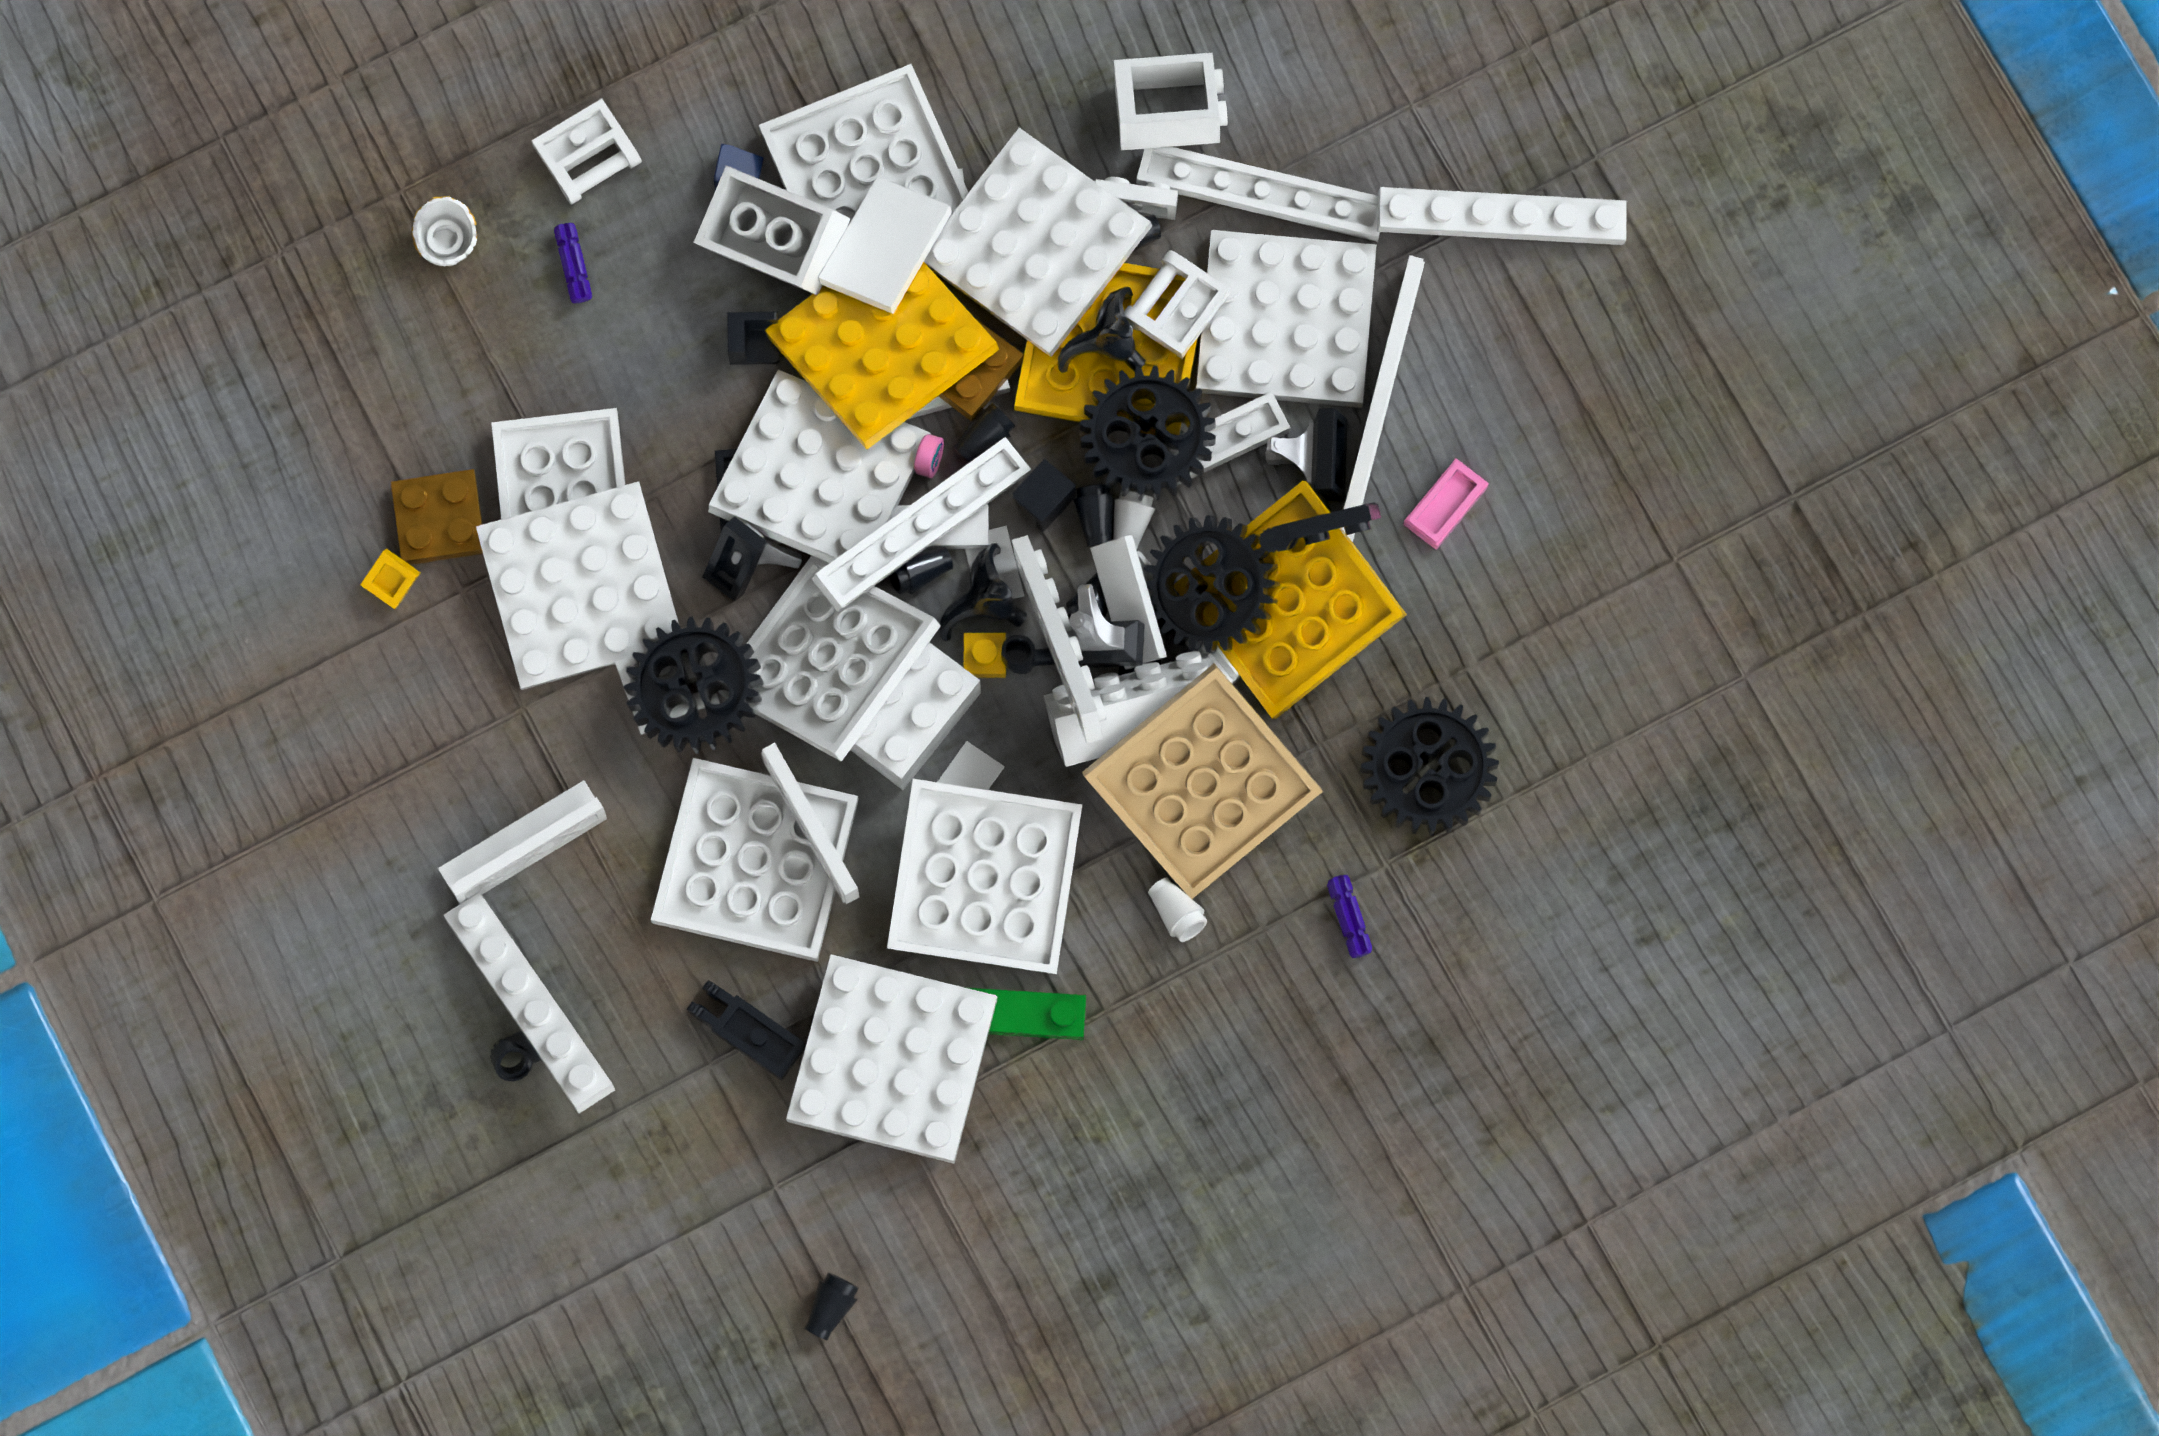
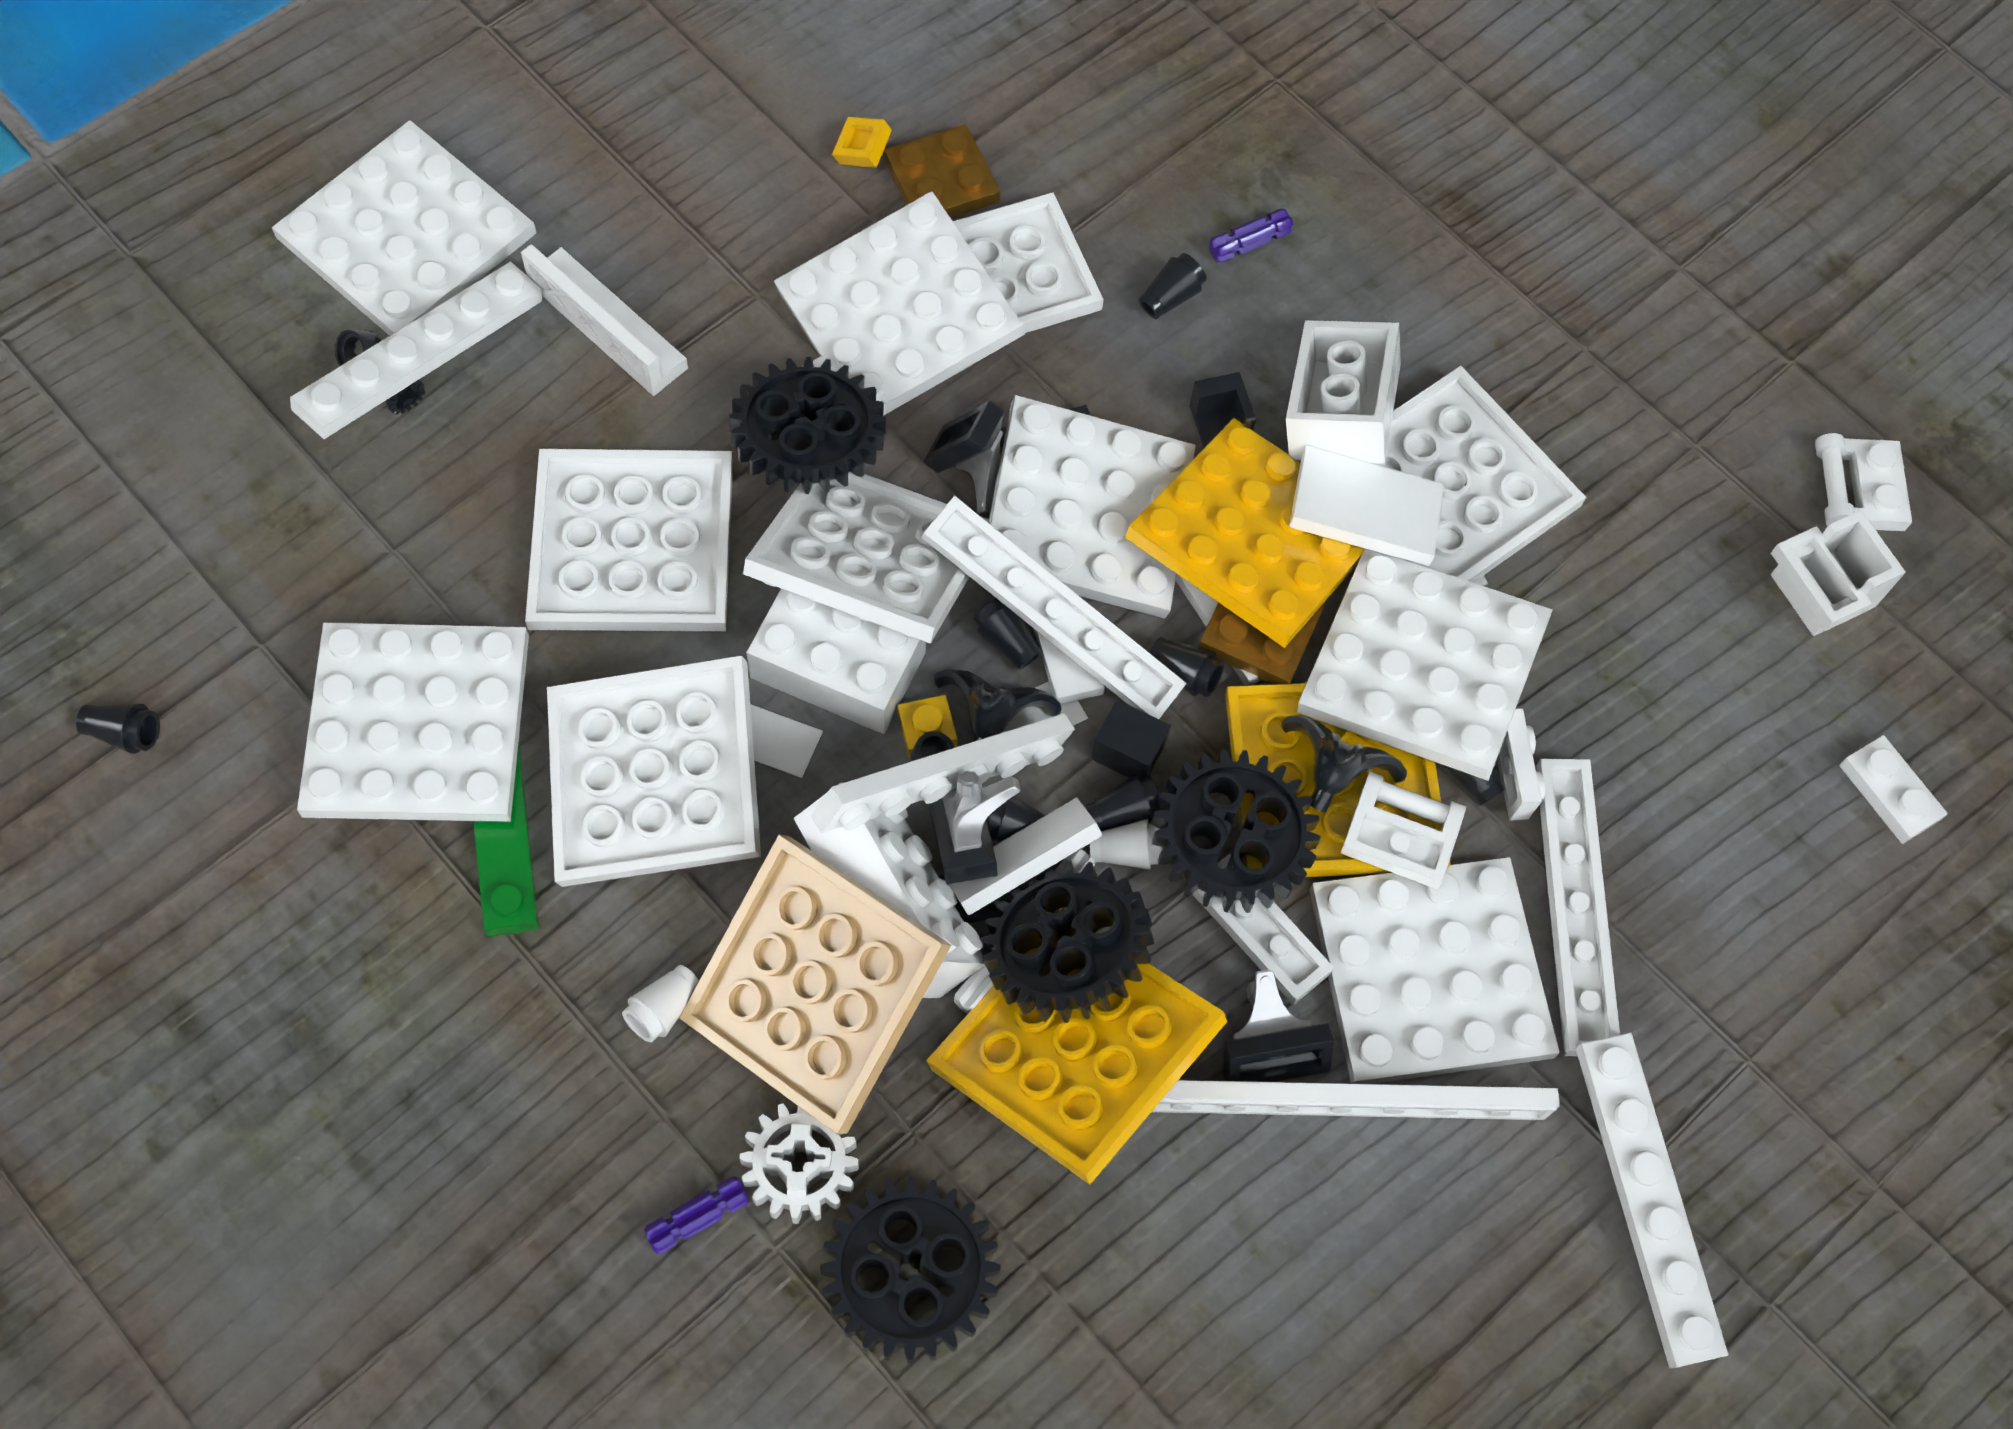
camera: 70 degrees right, 10 degrees down
(379, 1006) = (404, 229): none -> white plate
(444, 231) = (1244, 111): white hair -> none
(579, 140) = (1383, 211): white plate -> none
(612, 344) = (1174, 284): none -> black cone
(739, 160) = (1414, 361): dark blue slope -> none
(750, 1032) = (432, 572): black hinge -> none
(809, 824) = (673, 572): white tile -> none
(929, 455) = (1142, 613): bright pink tile -> none
(1168, 128) = (1616, 782): white window -> none
(1317, 528) = (1164, 1038): black hinge -> none
(1344, 835) = (778, 1158): none -> white gear
(1446, 504) = (1259, 1216): bright pink tile -> none

